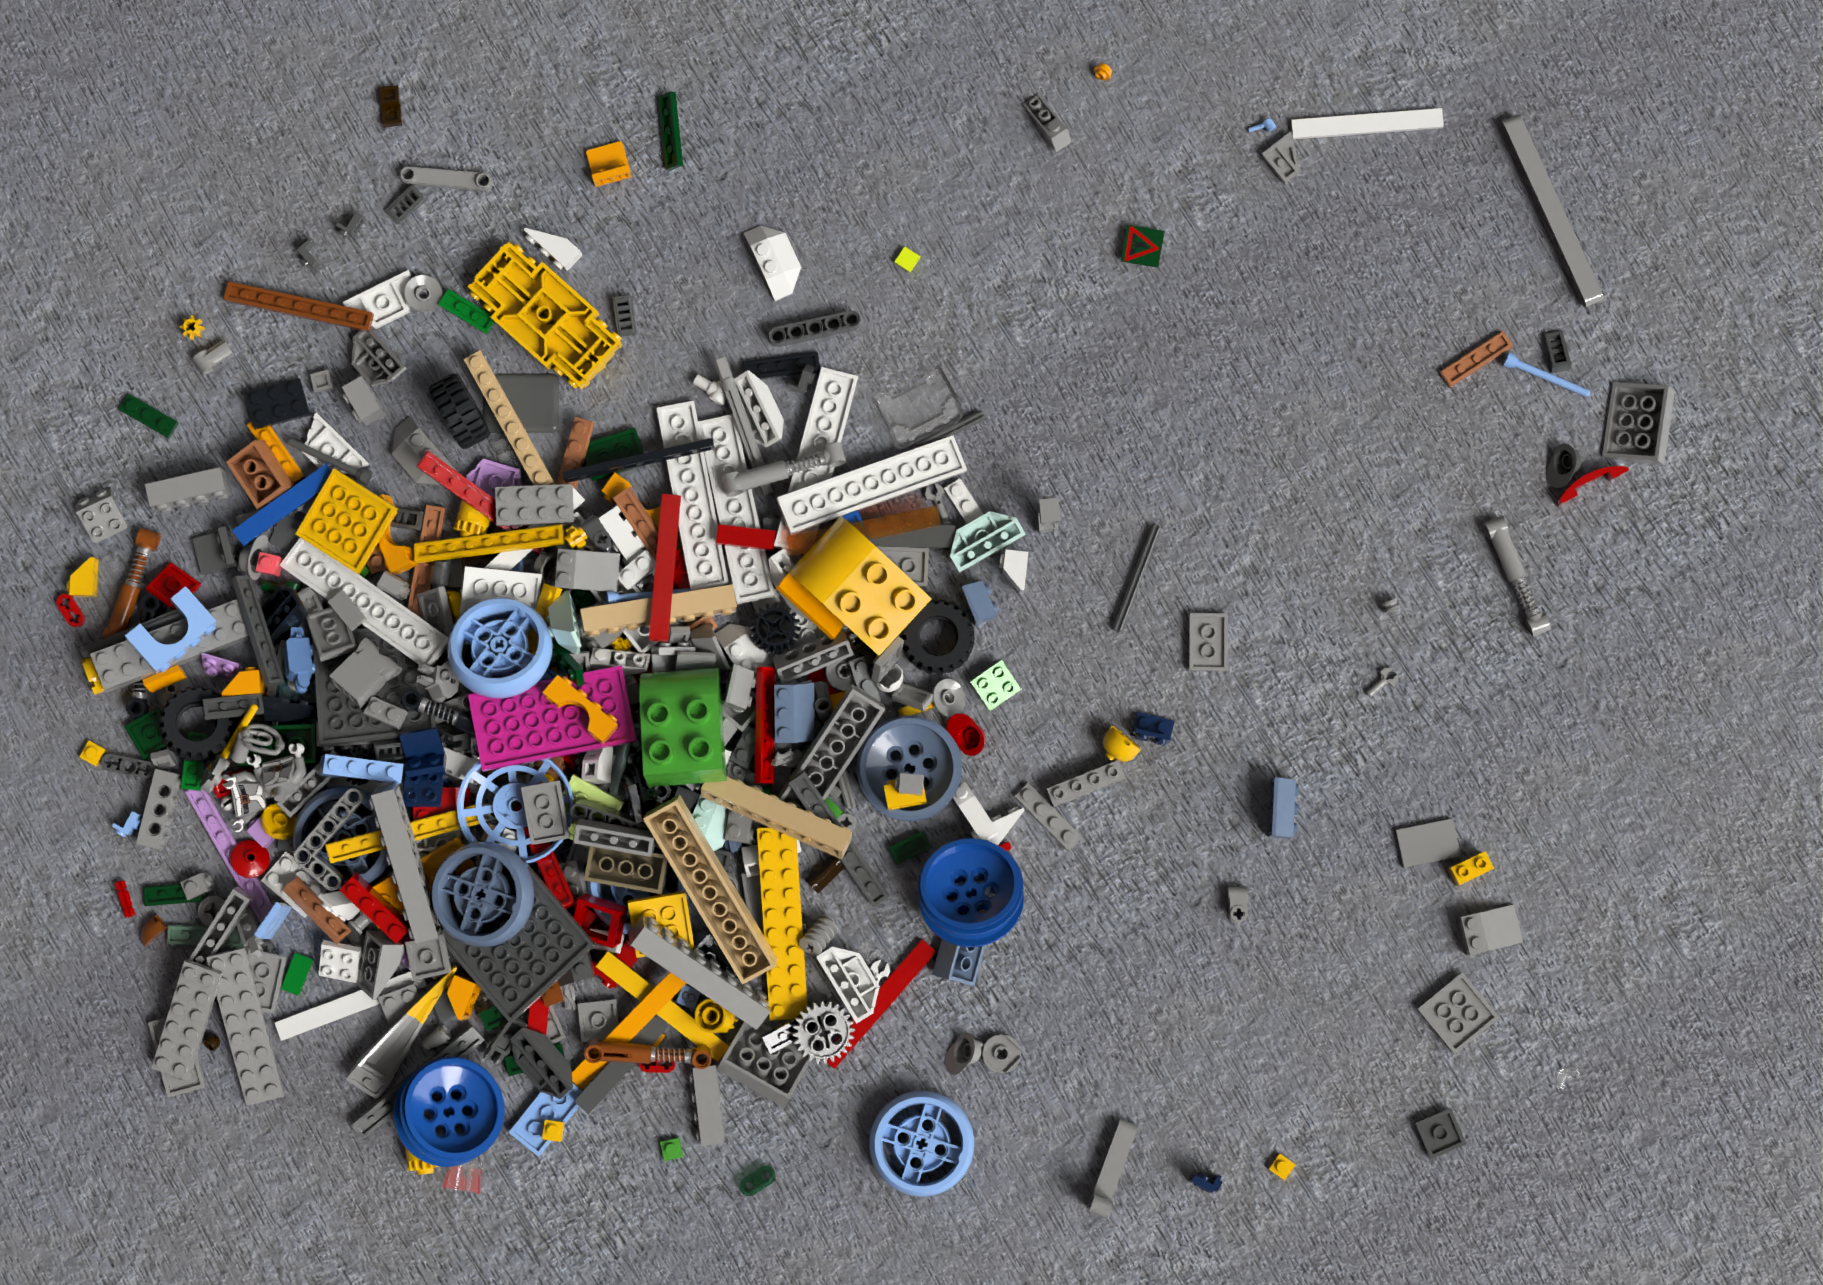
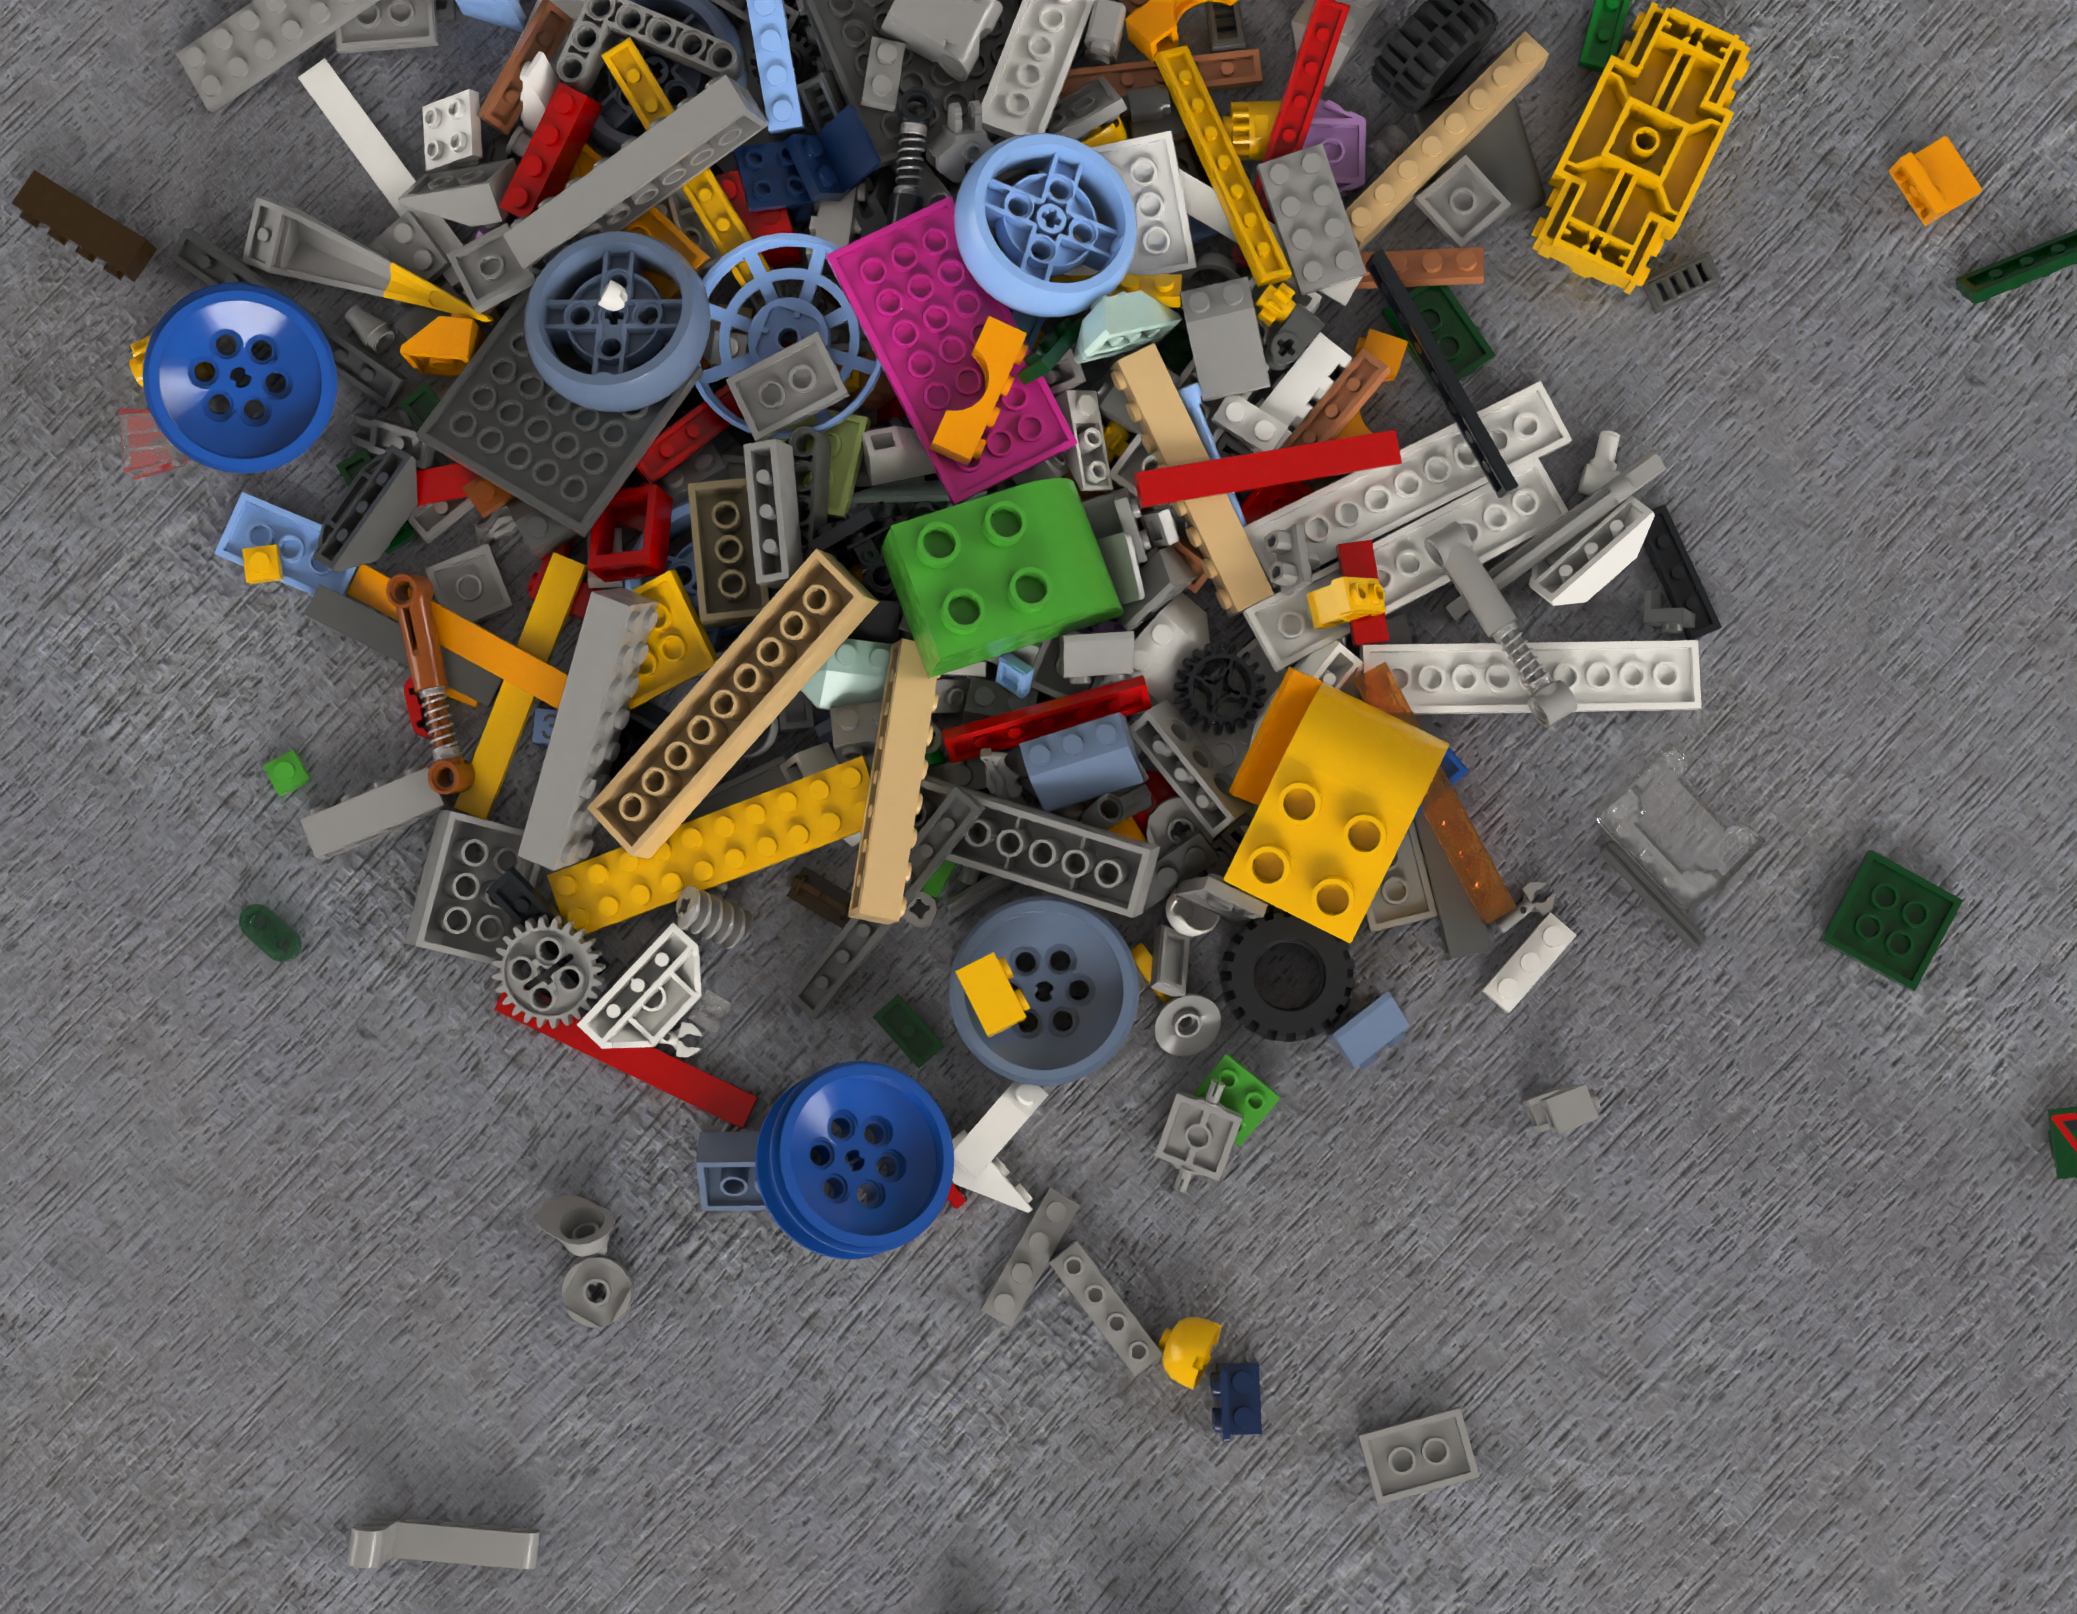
camera: 75 degrees right, 0 degrees up
(297, 974) = (415, 72): green tile -> none
(332, 1181) = (84, 226): none -> dark brown brick
(471, 891) = (613, 297): none -> white hinge
(546, 420) = (1462, 202): none -> light grey plate
(559, 248) = (1765, 135): white slope -> none
(713, 1018) = (516, 775): yellow gear -> none
(717, 569) = (1293, 558): none -> light grey hips
(736, 735) = (1014, 675): none -> light blue tile
(748, 547) = (1345, 601): none -> yellow pin
(774, 259) = (1858, 508): white wedge -> none
(807, 335) = (1776, 617): dark grey beam -> none
(871, 484) = (1519, 783): white plate -> none
(904, 1152) = (400, 1261): light blue wheel -> none
(907, 259) = (1930, 735): neon yellow tile -> none
(910, 784) = (1007, 998): light grey brick -> none
(966, 734) = (1132, 1073): red piece -> none
(983, 538) = (1483, 1006): light aqua wedge -> none
(999, 311) = (1891, 920): none -> dark green plate
(1009, 708) = (1199, 1135): none -> light grey plate
(1014, 568) = (1448, 1075): white slope -> none
(1136, 578) = (1494, 1295): dark grey axle -> none

